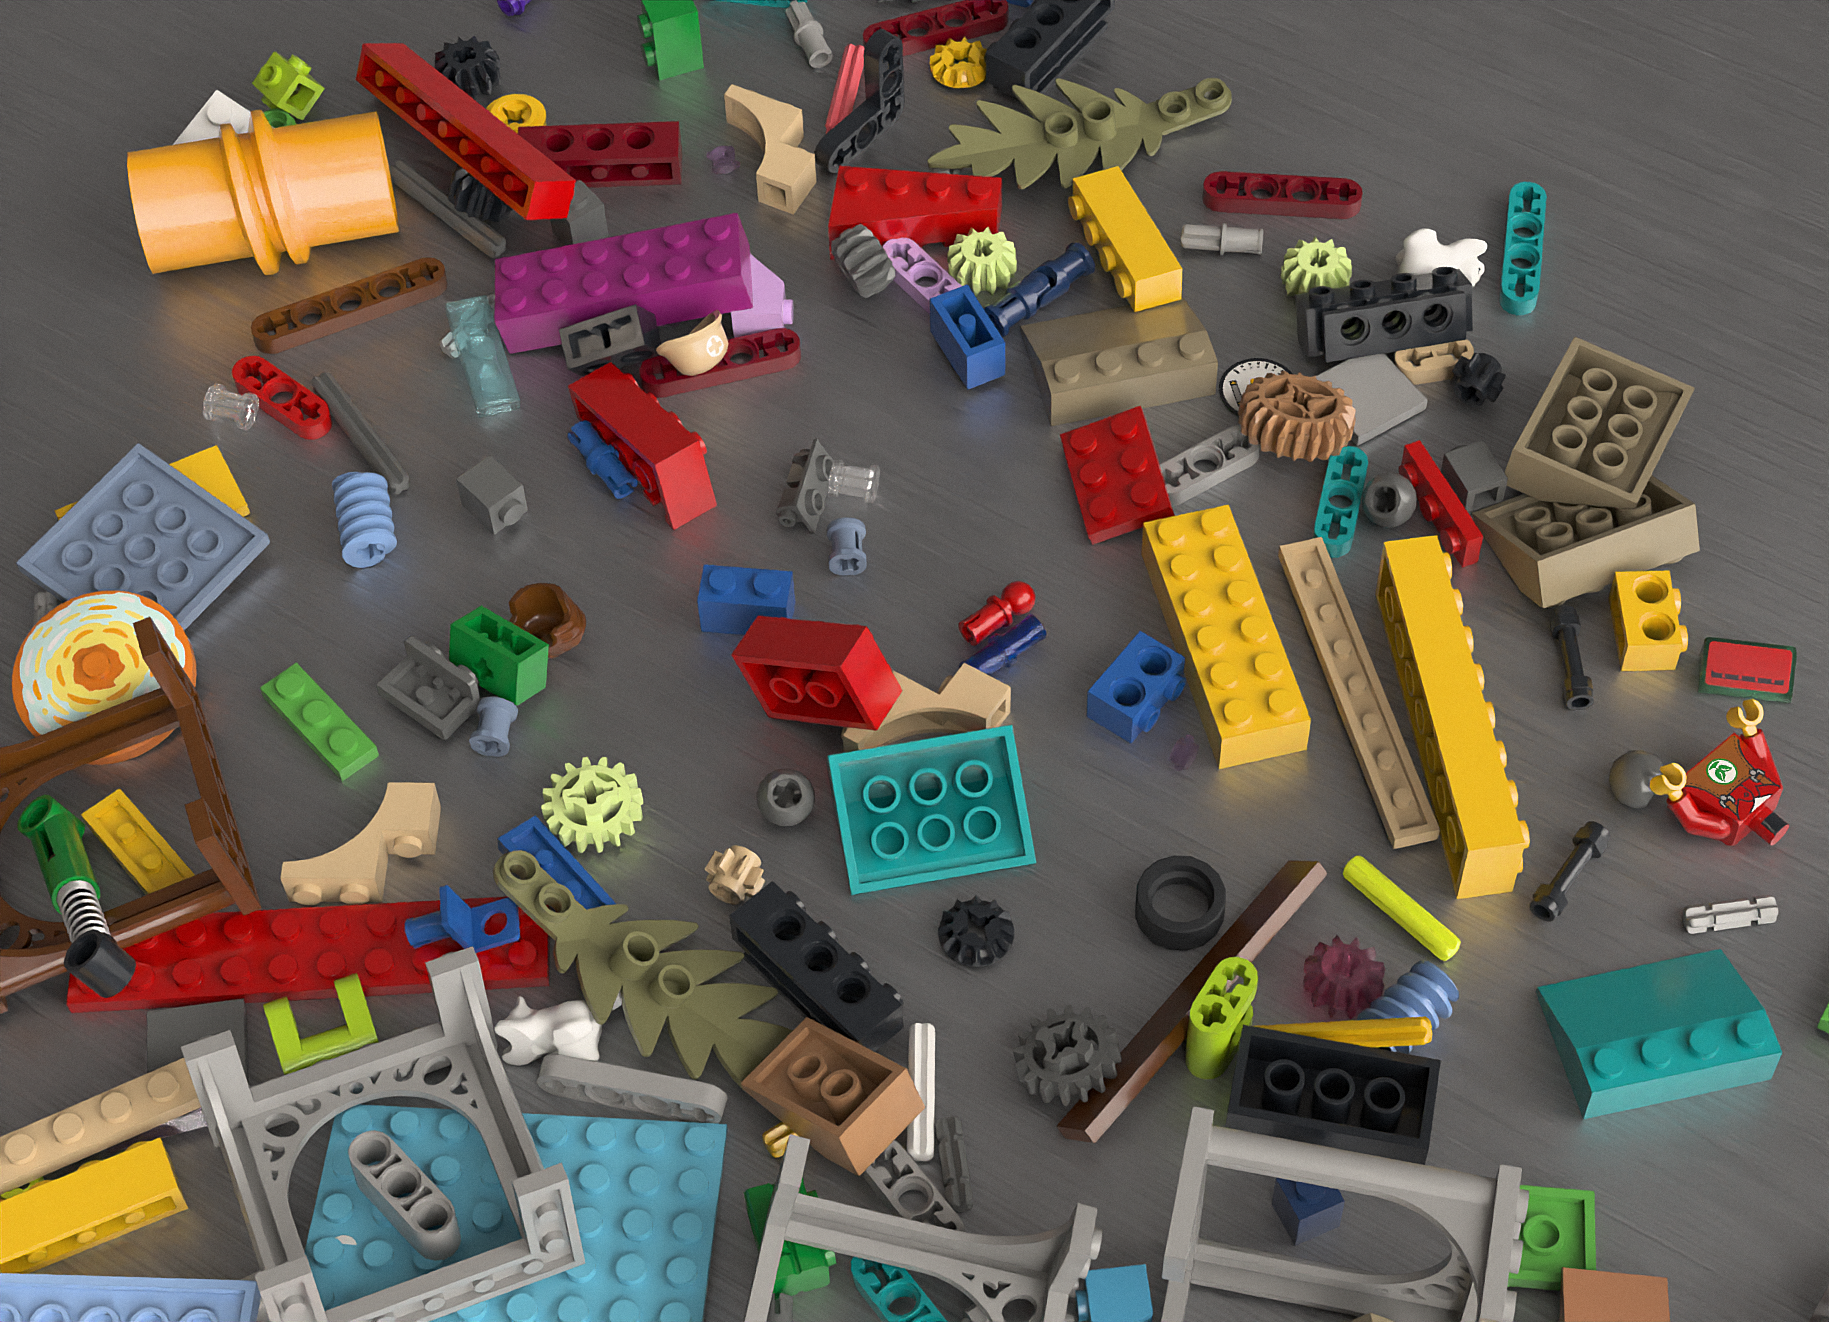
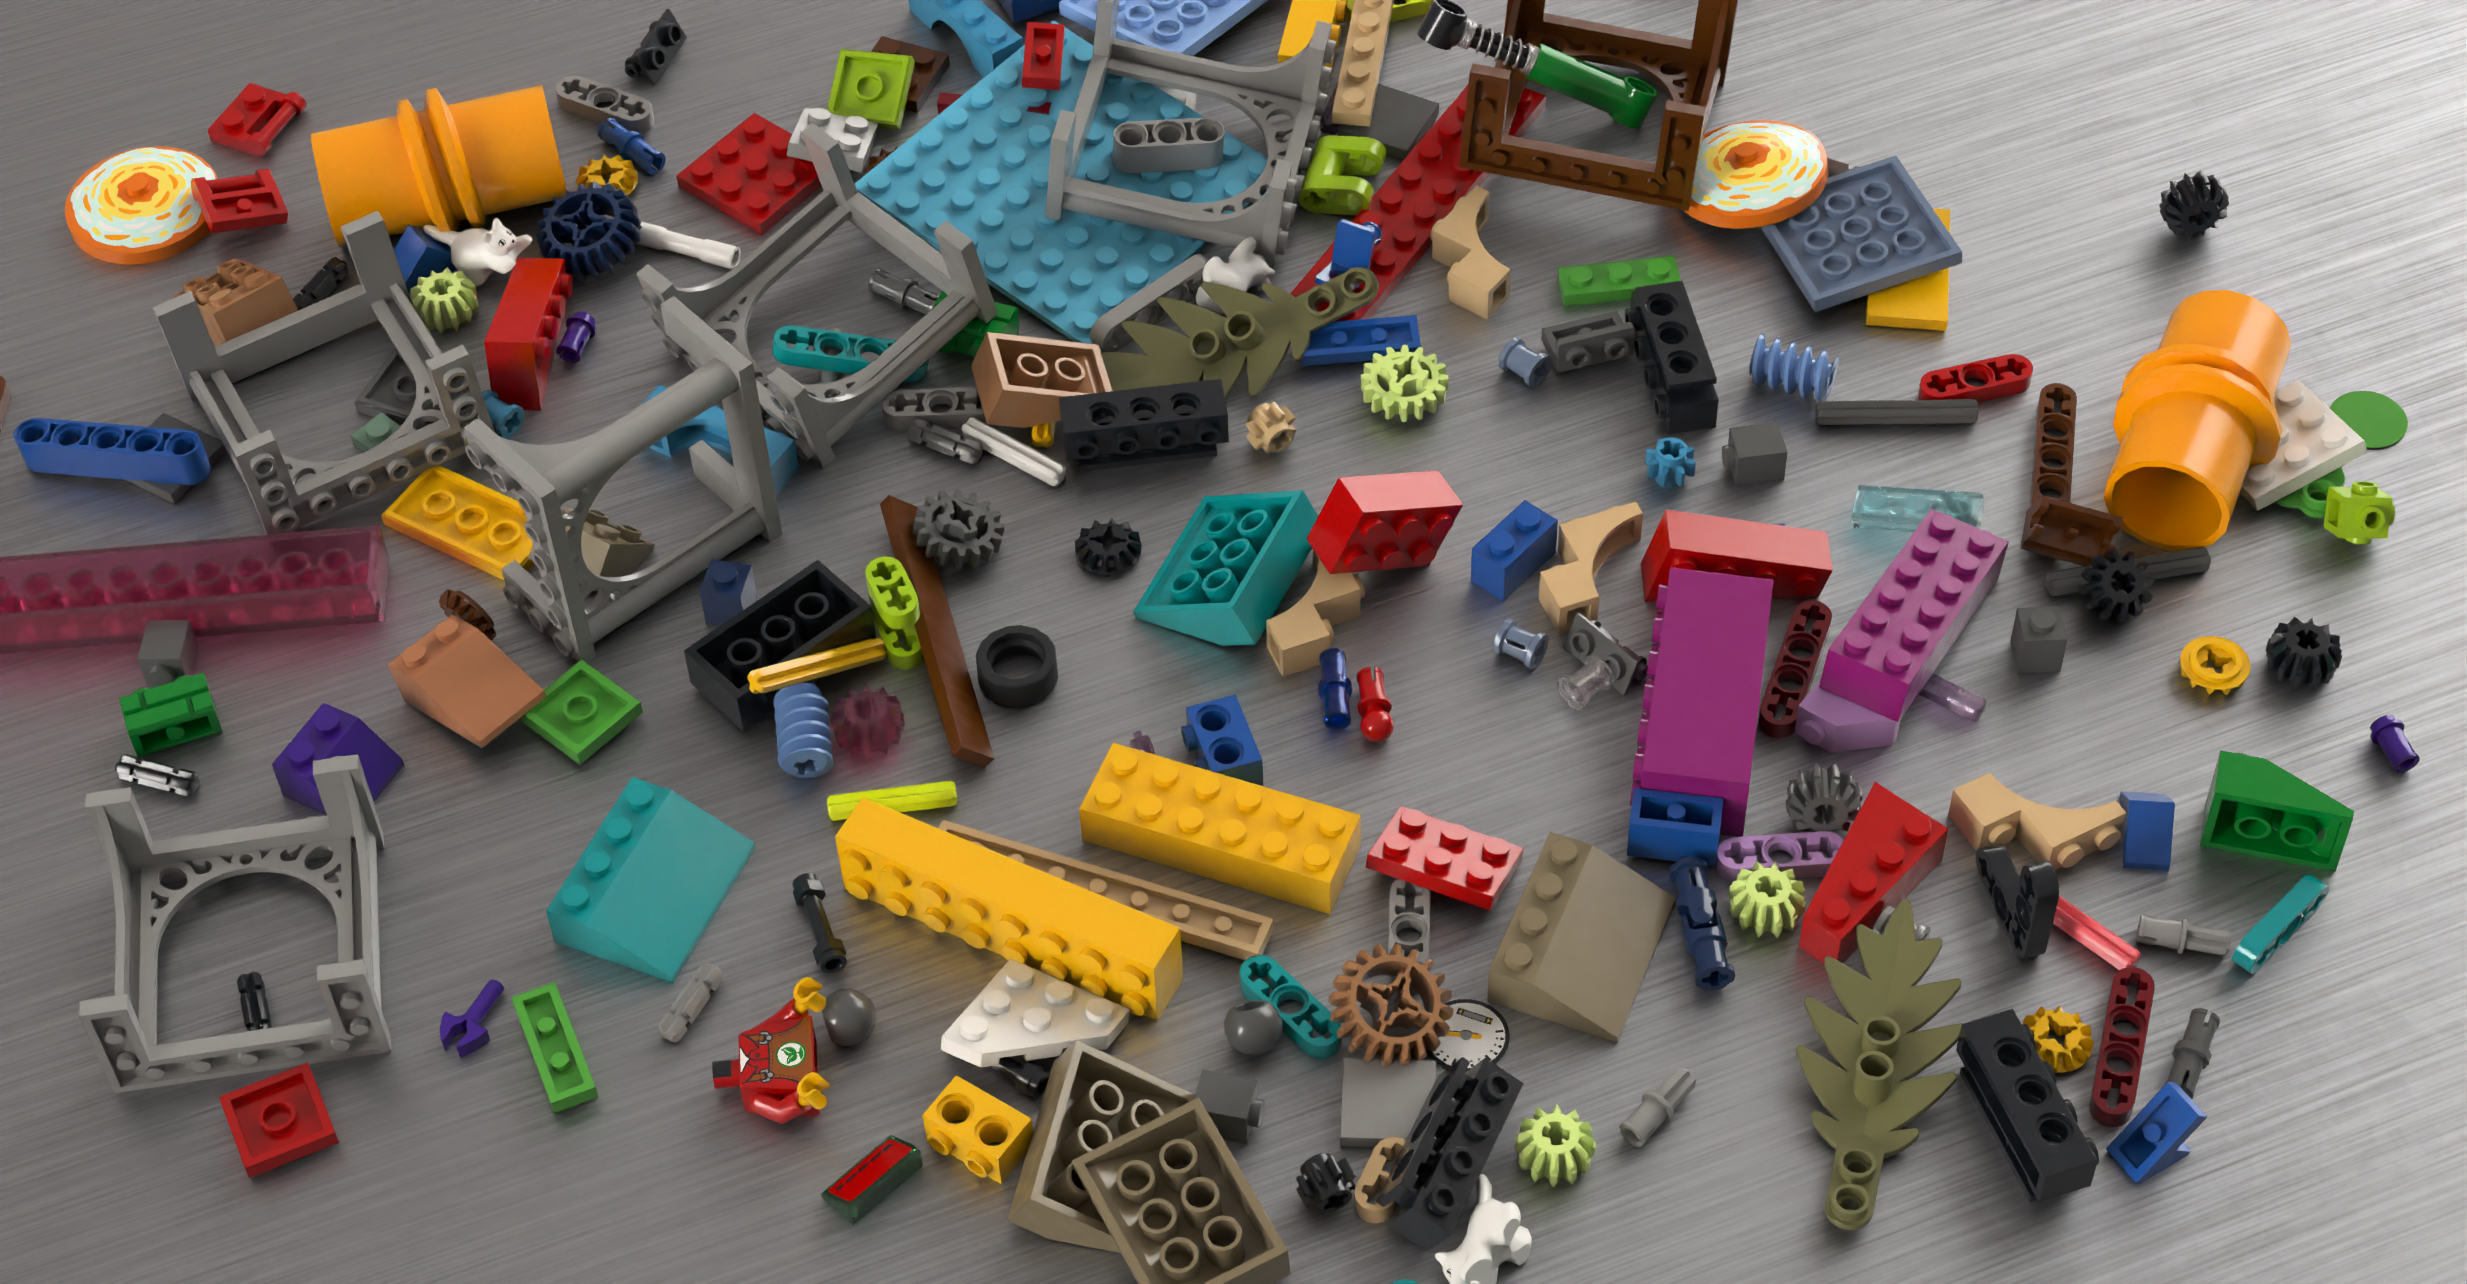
camera: 125 degrees right, 5 degrees down
(135, 843) = (1611, 139): yellow plate -> none
(142, 134) = (2372, 417): none -> bright green sticker
(230, 406) = (1983, 341): clear bush -> none
(412, 599) = (1673, 357): none -> black brick
(441, 242) = (2068, 531): none -> reddish brown hinge
(466, 131) = (2187, 580): red brick -> none
(499, 655) = (1580, 379): green brick -> none
(548, 549) = (1670, 462): none -> dark azure gear
(548, 615) = (1594, 427): reddish brown hair -> none
(613, 152) = (2113, 696): dark red brick -> none
(615, 337) = (1849, 576): black brick -> none
(698, 350) = (1798, 622): tan helmet -> none
(703, 92) = (2147, 830): none -> blue slope
(723, 160) = (2052, 791): clear purple piece -> none
(758, 540) = (1584, 548): none -> tan arch
(785, 797) = (1314, 479): dark grey piece -> none
(824, 372) = (1704, 689): none -> magenta brick
(1126, 239) = (1705, 1012): yellow brick -> none
(1282, 189) = (1676, 1190): dark red beam -> none
(1441, 504) = (1185, 1059): red plate -> none
(1528, 649) = (1031, 1017): none -> white plate

